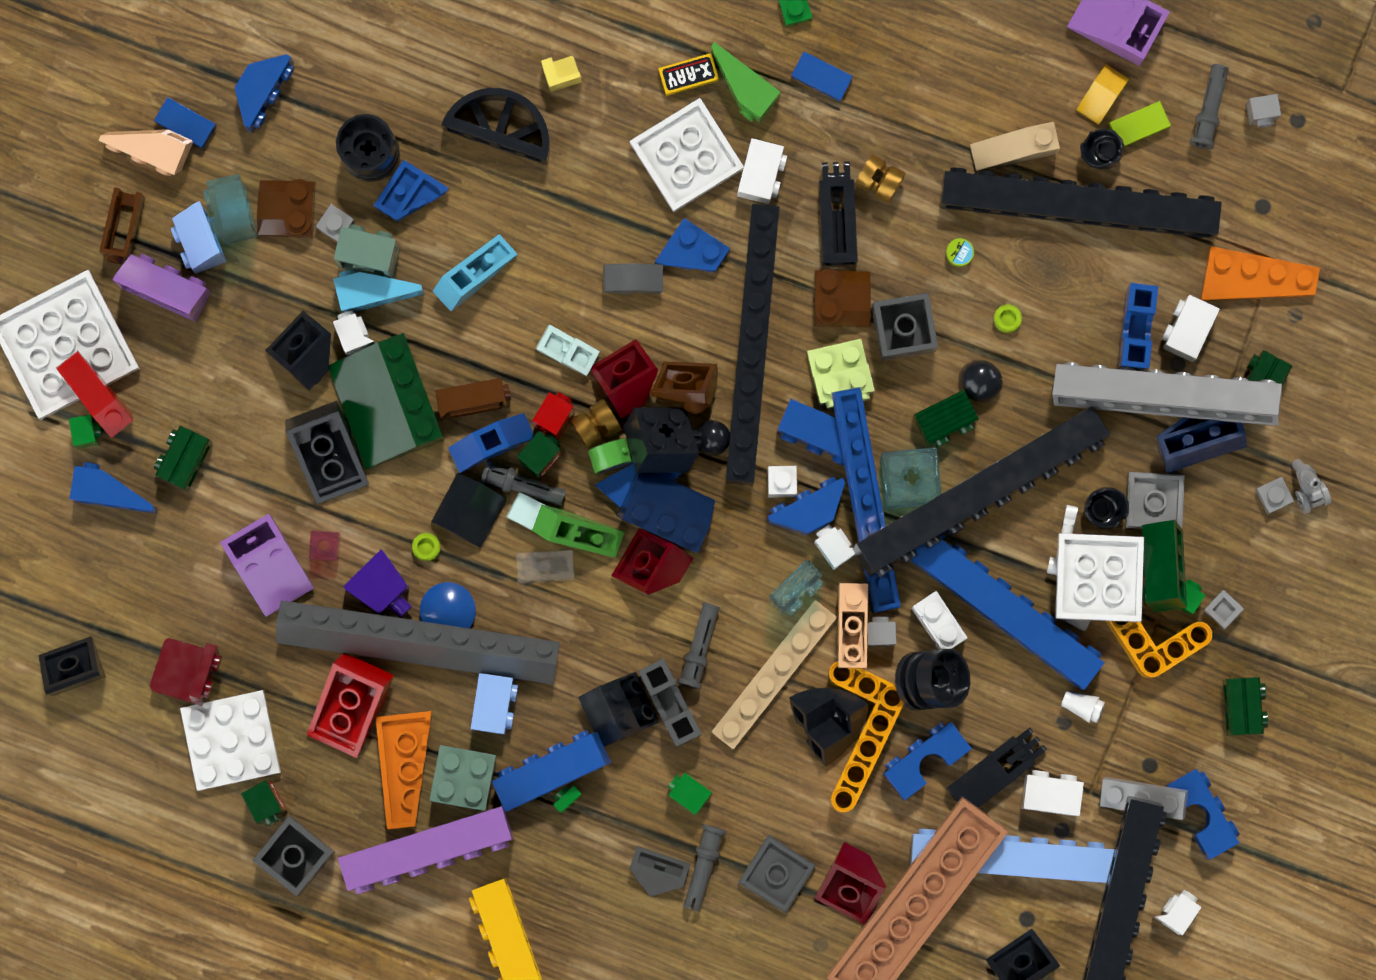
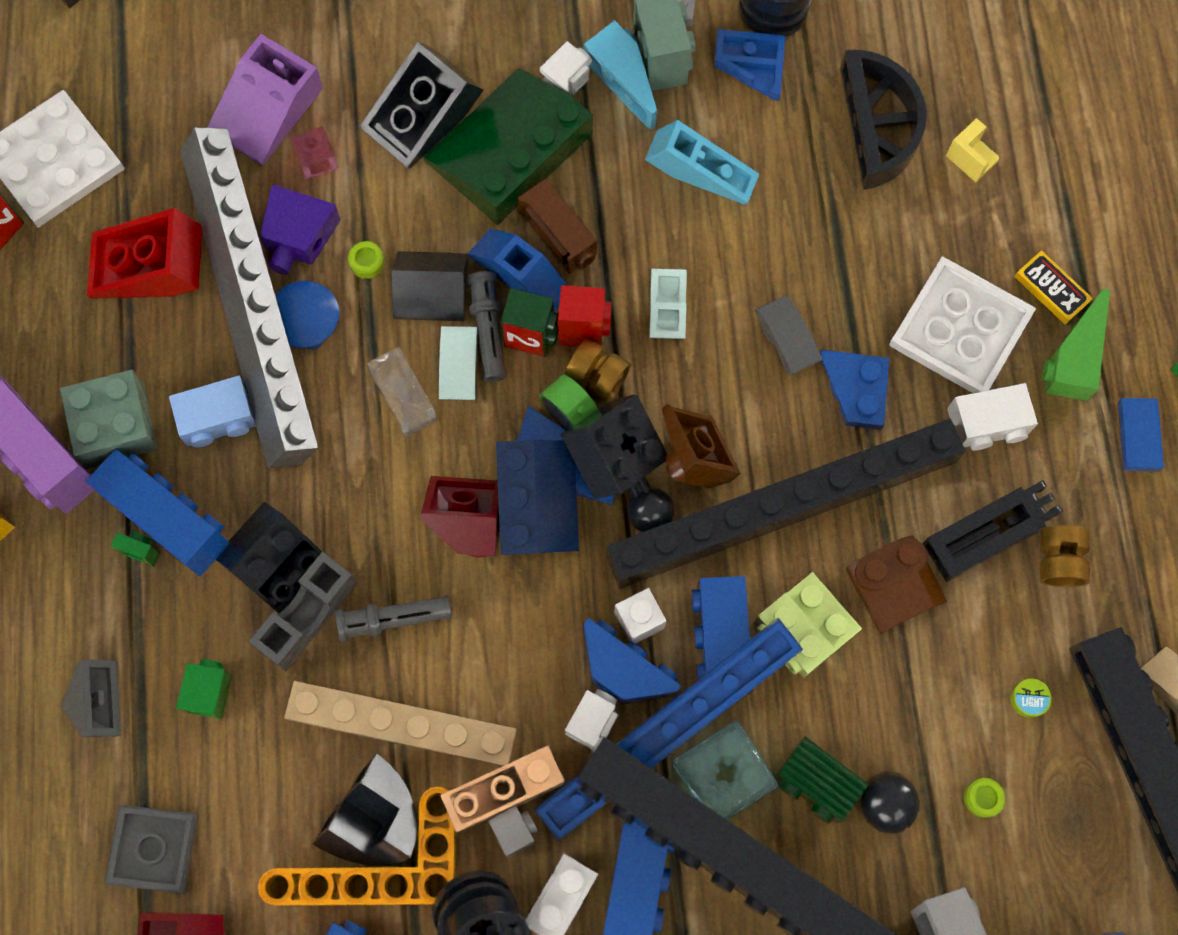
camera: 65 degrees right, 10 degrees down
(185, 671) = (105, 75): dark red bracket -> none
(303, 350) = (516, 32): black slope -> none
(402, 763) = (105, 344): orange wing -> none
(577, 531) = (460, 408): bright green slope -> none
(626, 377) = (668, 377): dark red slope -> none
(707, 853) = (137, 749): dark grey pin -> none
(800, 583) = (517, 694): clear light blue brick -> none
(904, 326) = (905, 672): dark grey brick -> none

